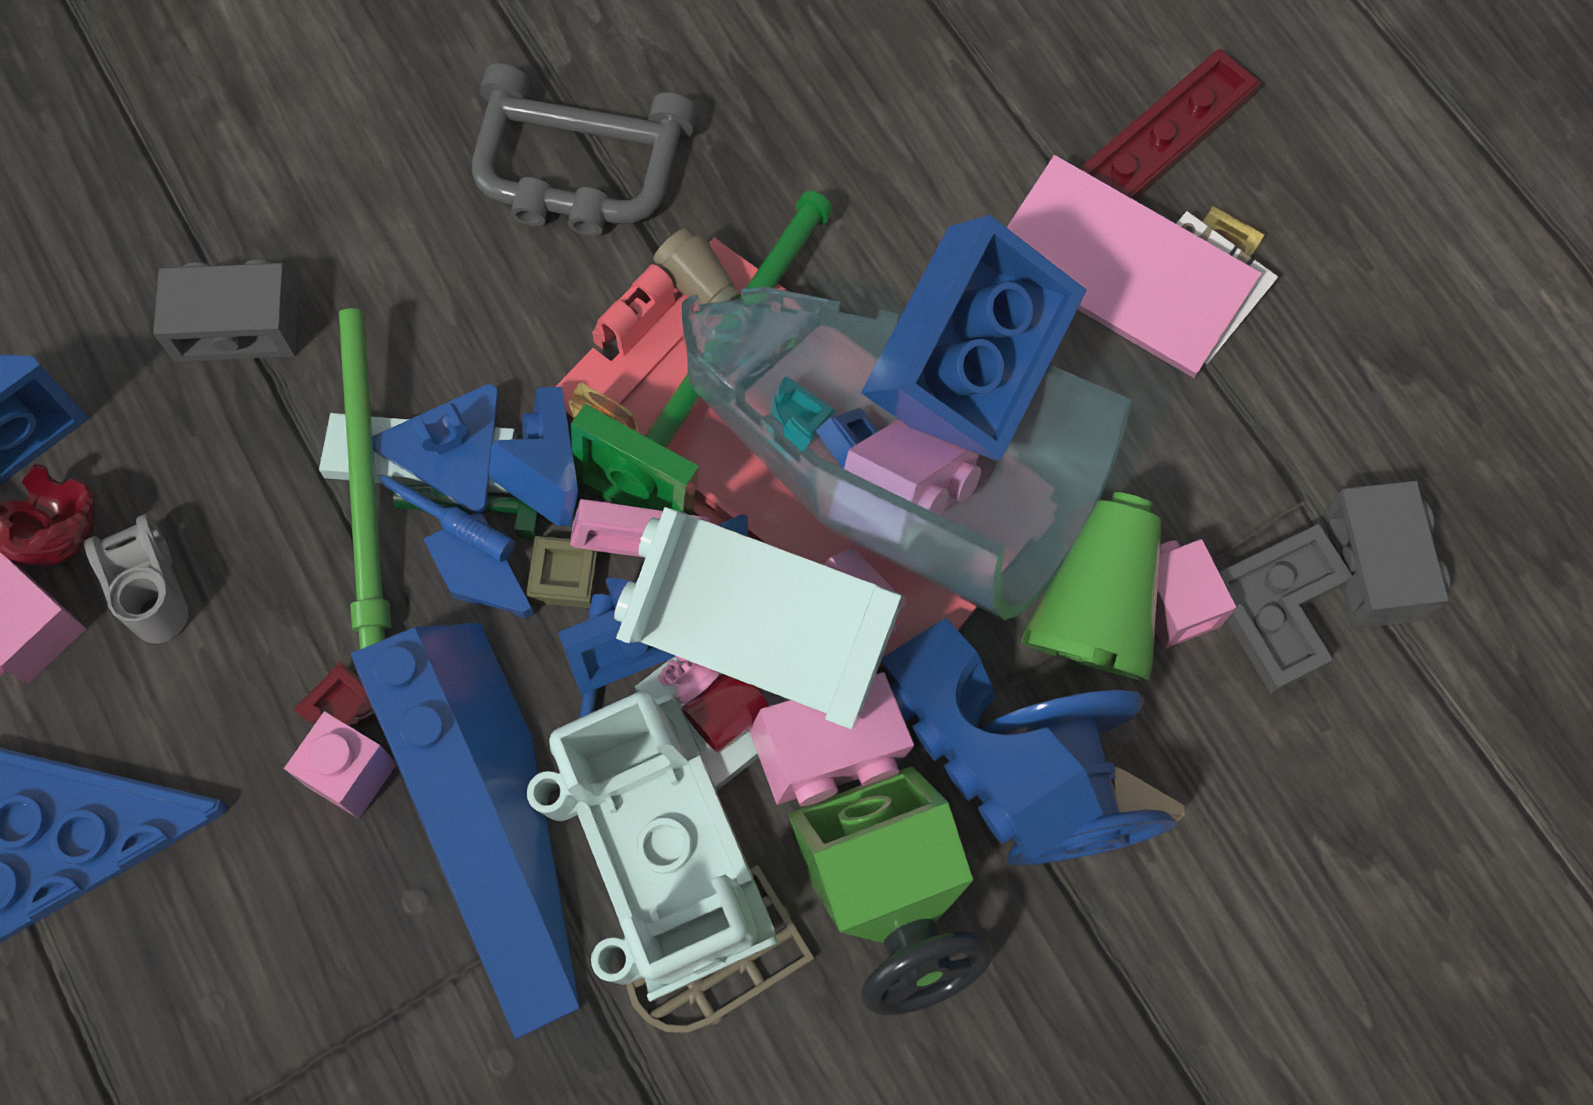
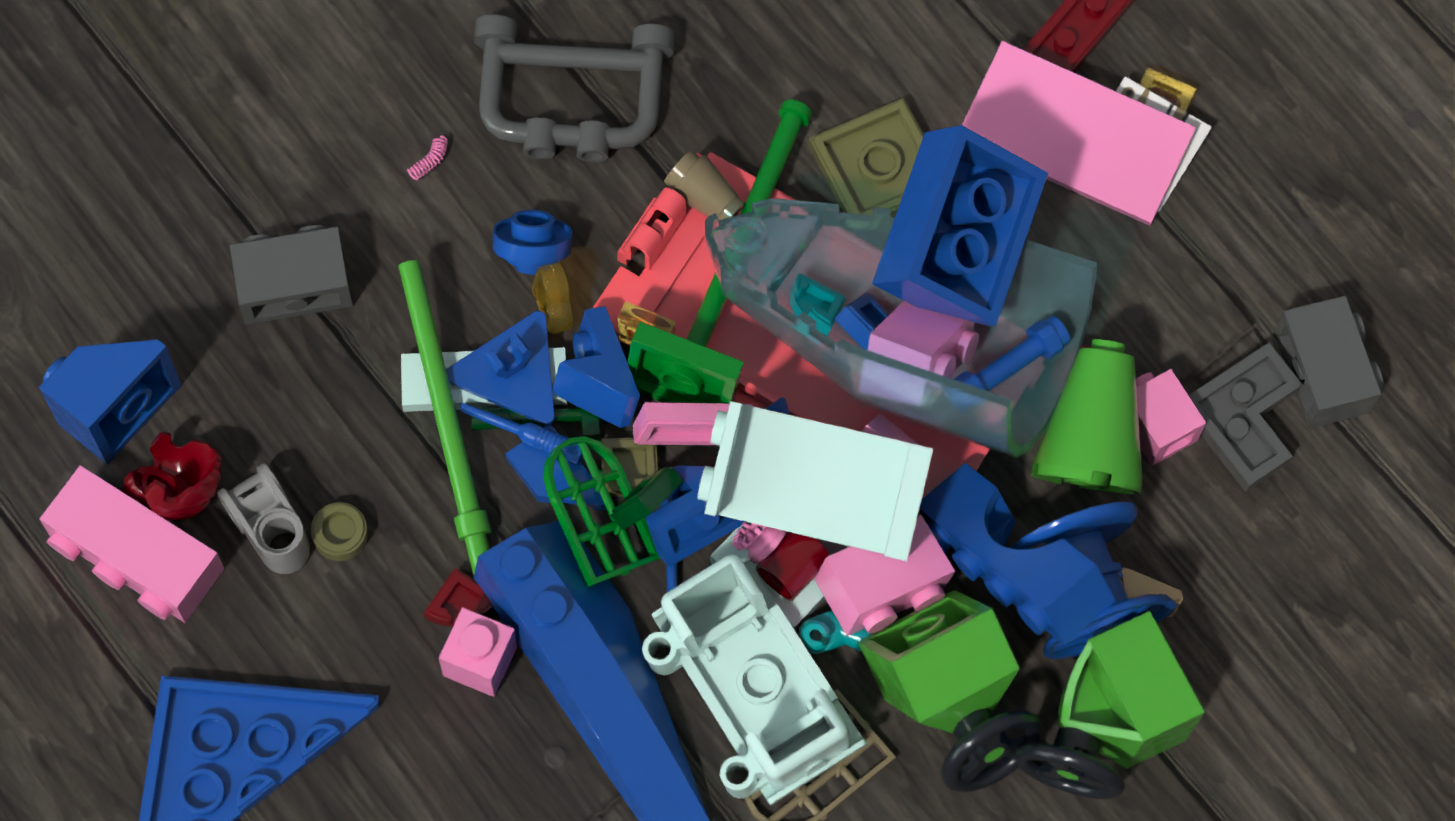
camera: 10 degrees left, 0 degrees up
(221, 603) = (339, 531): none -> olive tile
(416, 203) = (431, 157): none -> bright pink leg
(498, 307) = (532, 240): none -> blue plate
(501, 641) = (594, 531): none -> green window
(509, 372) = (552, 297): none -> clear yellow tile
(566, 609) = (646, 497): none -> dark green tile
(752, 797) = (825, 634): none -> teal arm
(884, 260) = (869, 158): none -> olive tile
(1056, 485) = (1044, 340): none -> blue bar
(1093, 931) = (1118, 703): none -> bright green piece

